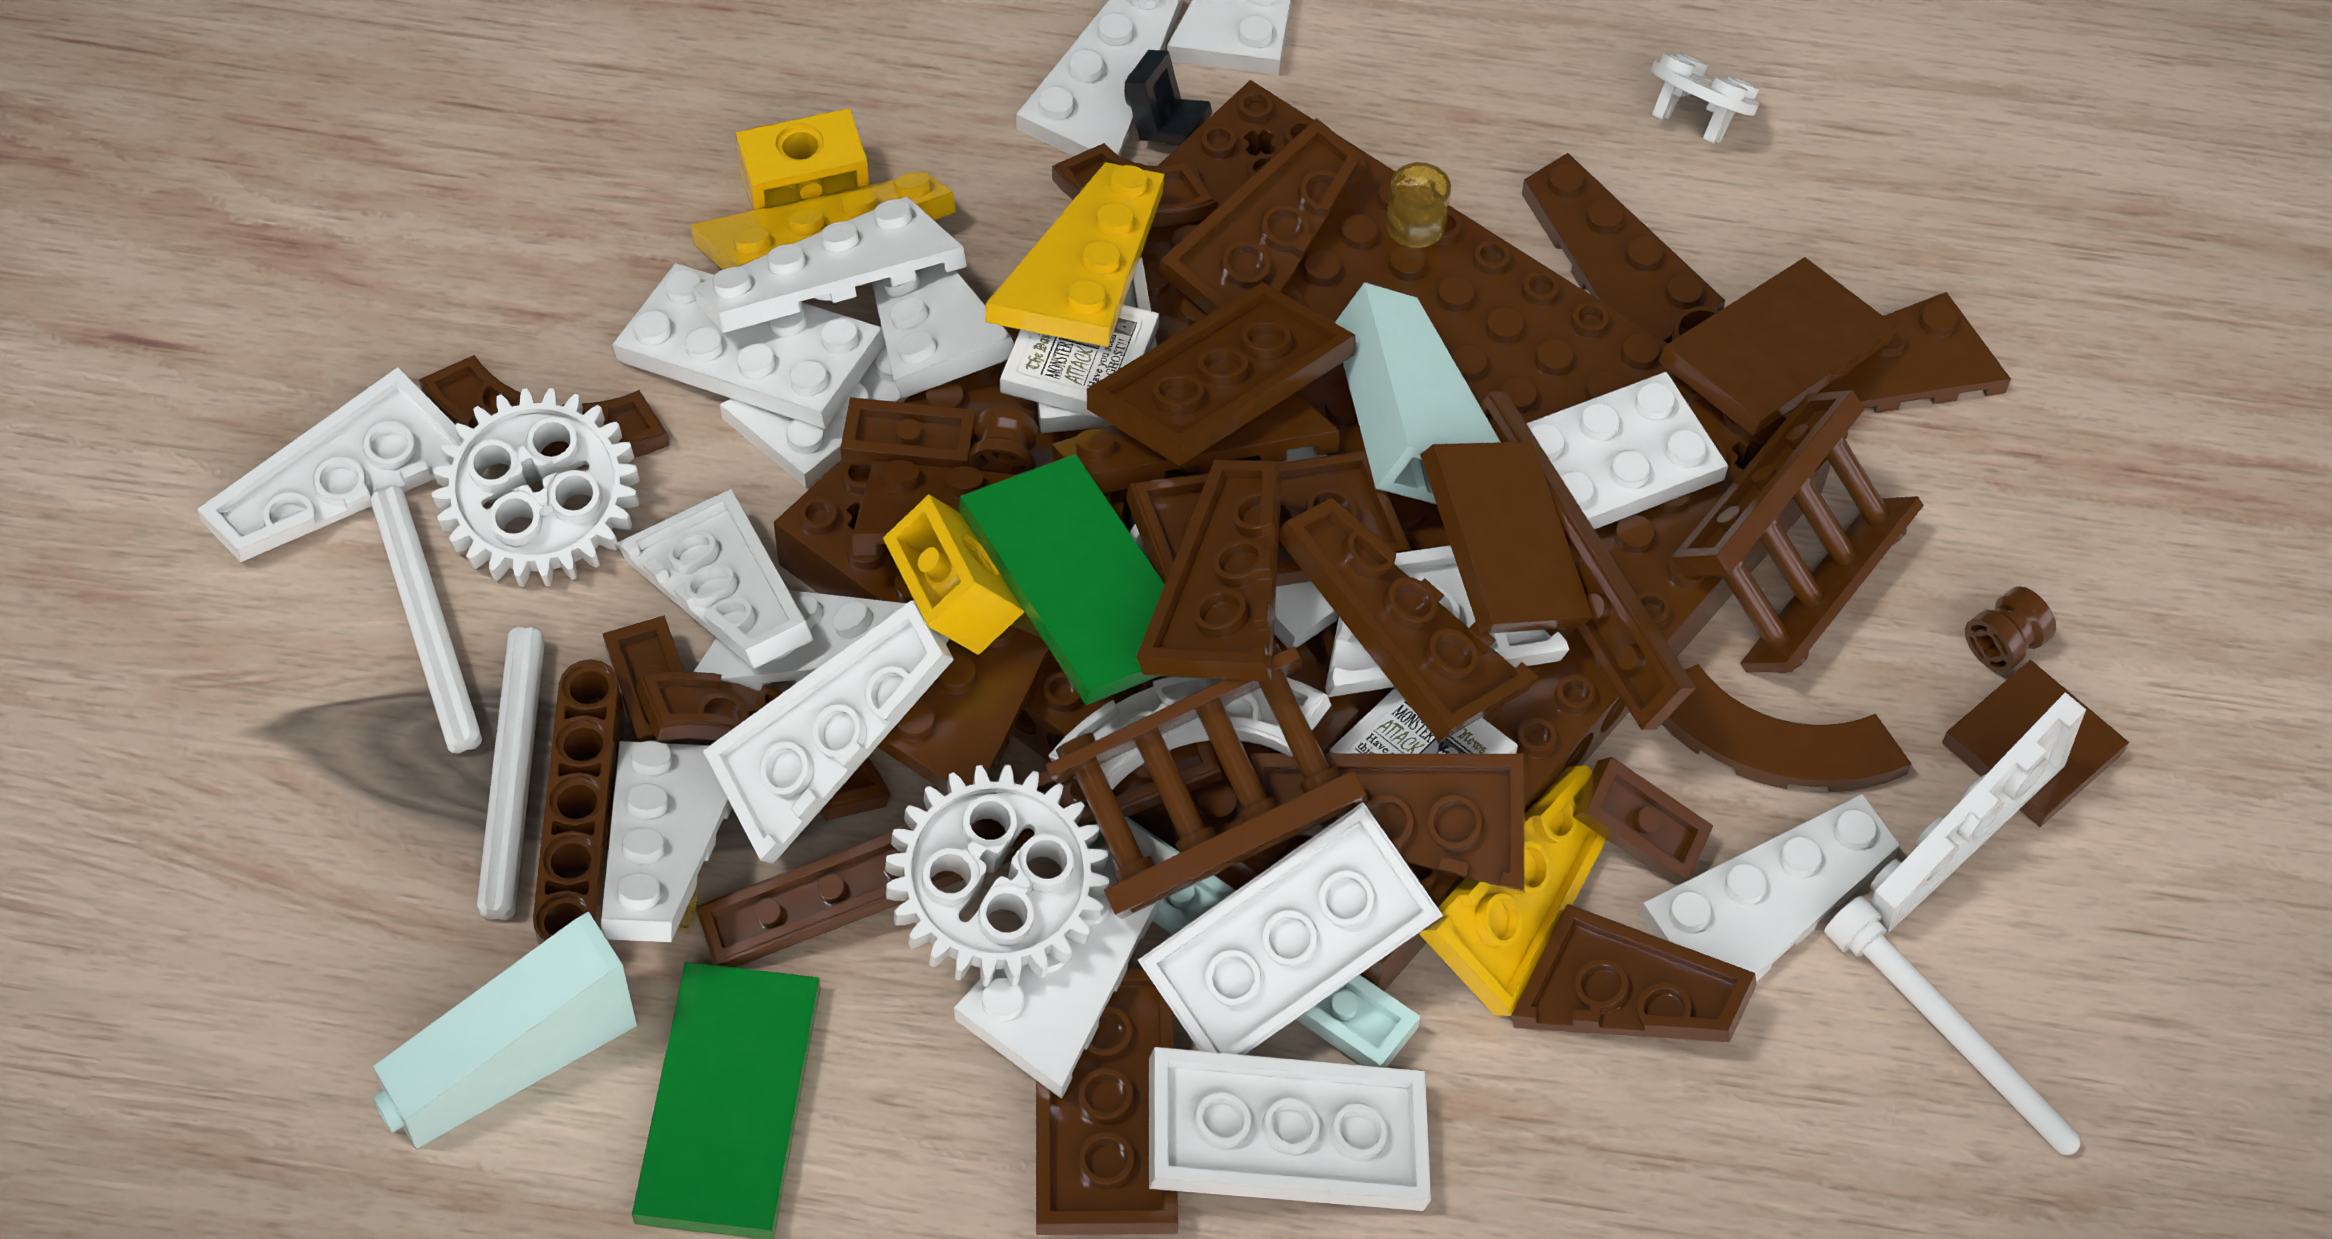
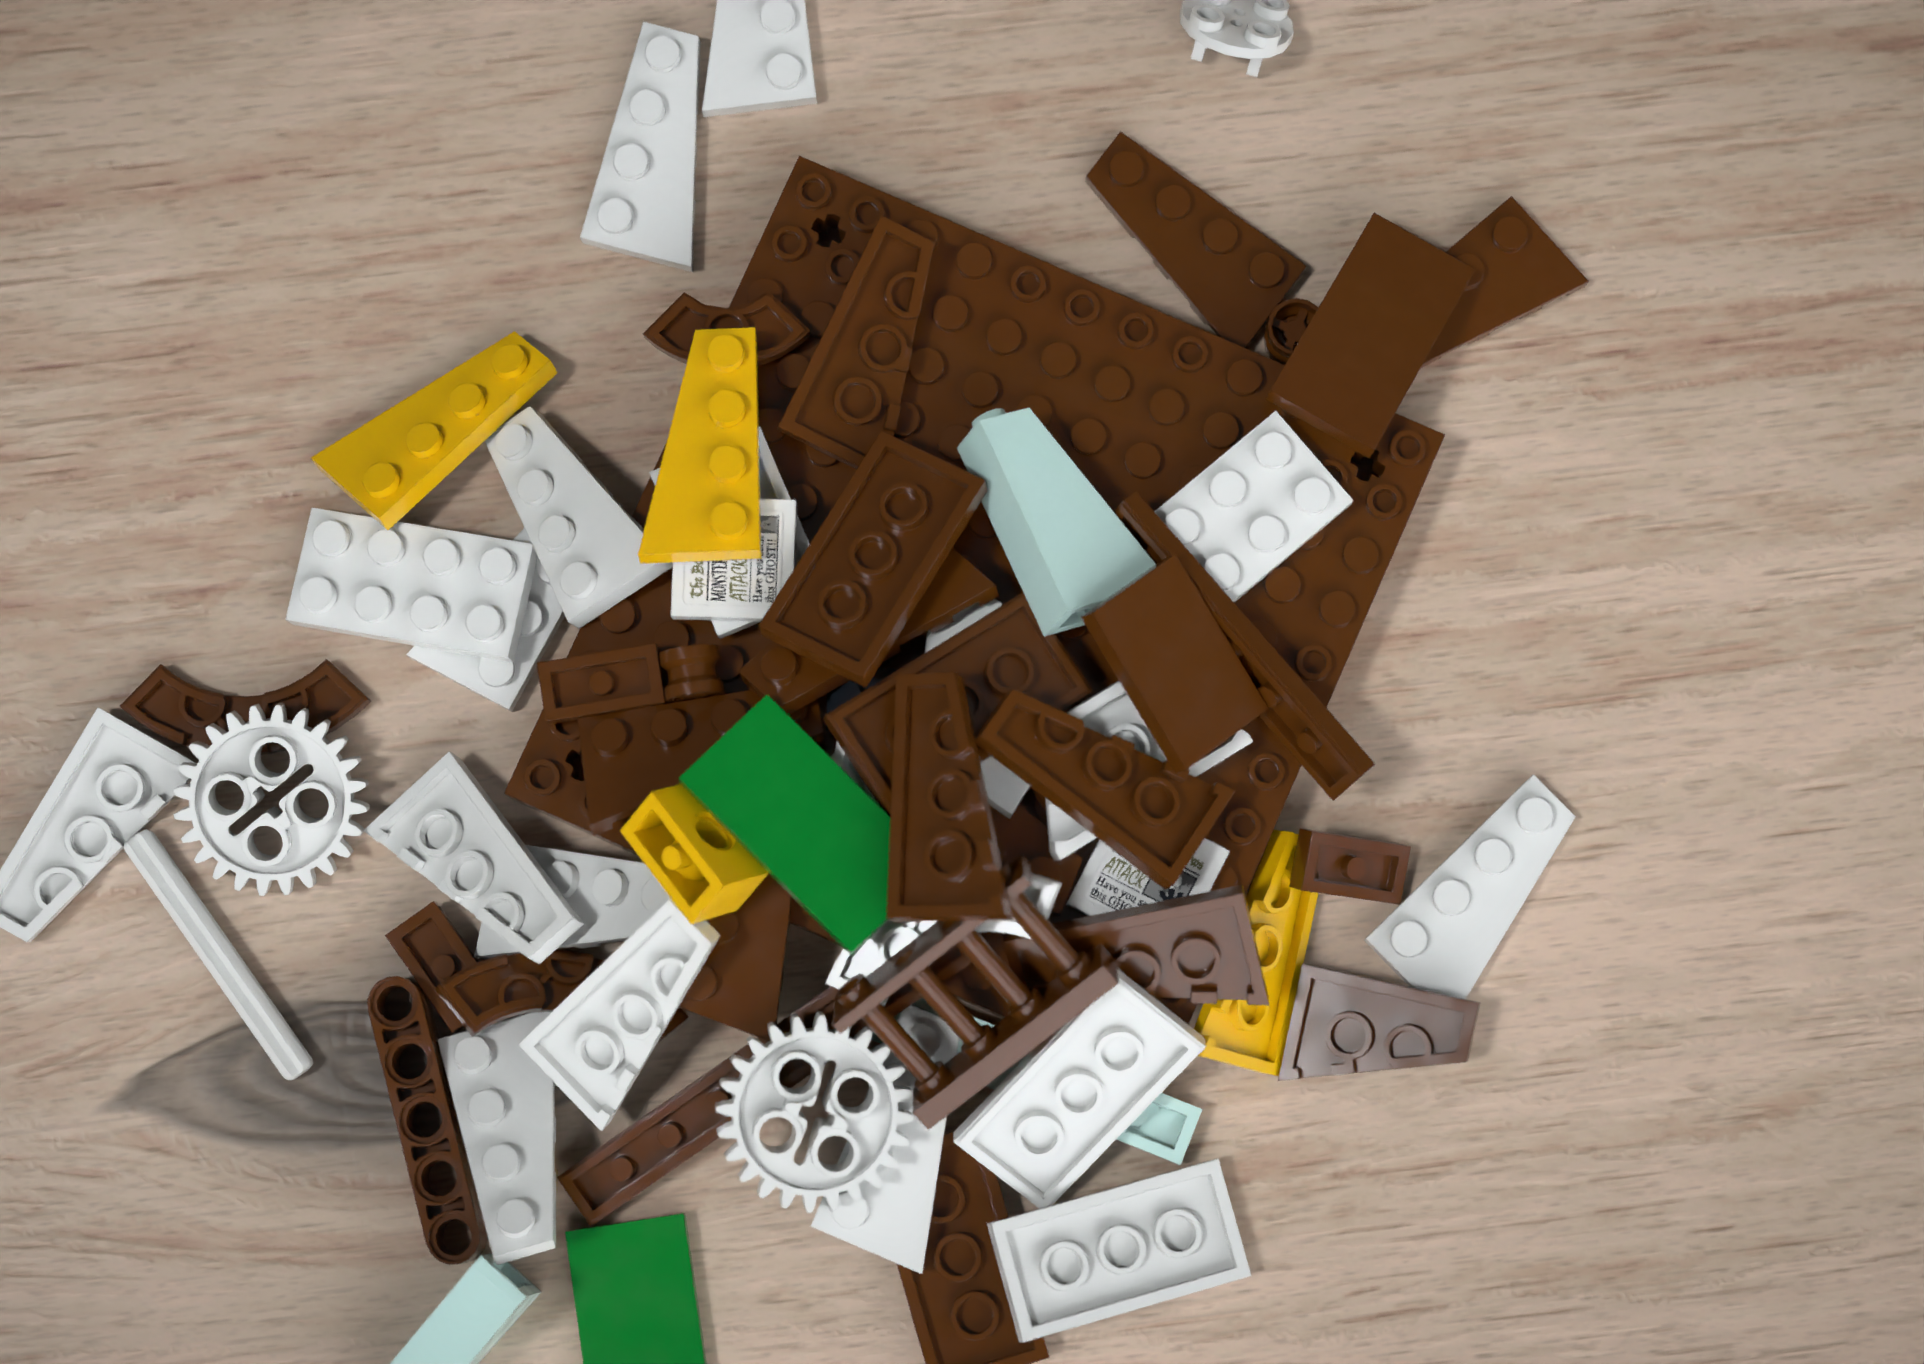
camera: 10 degrees left, 25 degrees up
(511, 774) = (350, 1087): white axle -> none
(801, 158) = (358, 353): yellow brick -> none
(830, 265) = (487, 474): white wing -> none
(1157, 103) = (718, 194): black bracket -> none
(1418, 204) = (1005, 274): clear yellow wheel -> none
(1753, 512) = (1393, 520): reddish brown fence -> none
(1783, 751) = (1448, 745): reddish brown tile -> none
(1860, 931) = (1558, 913): white piece -> none
(1979, 814) = (1586, 863): white wing -> none
(2009, 714) = (1675, 672): reddish brown tile -> none
(2016, 624) = (1634, 565): reddish brown wheel -> none

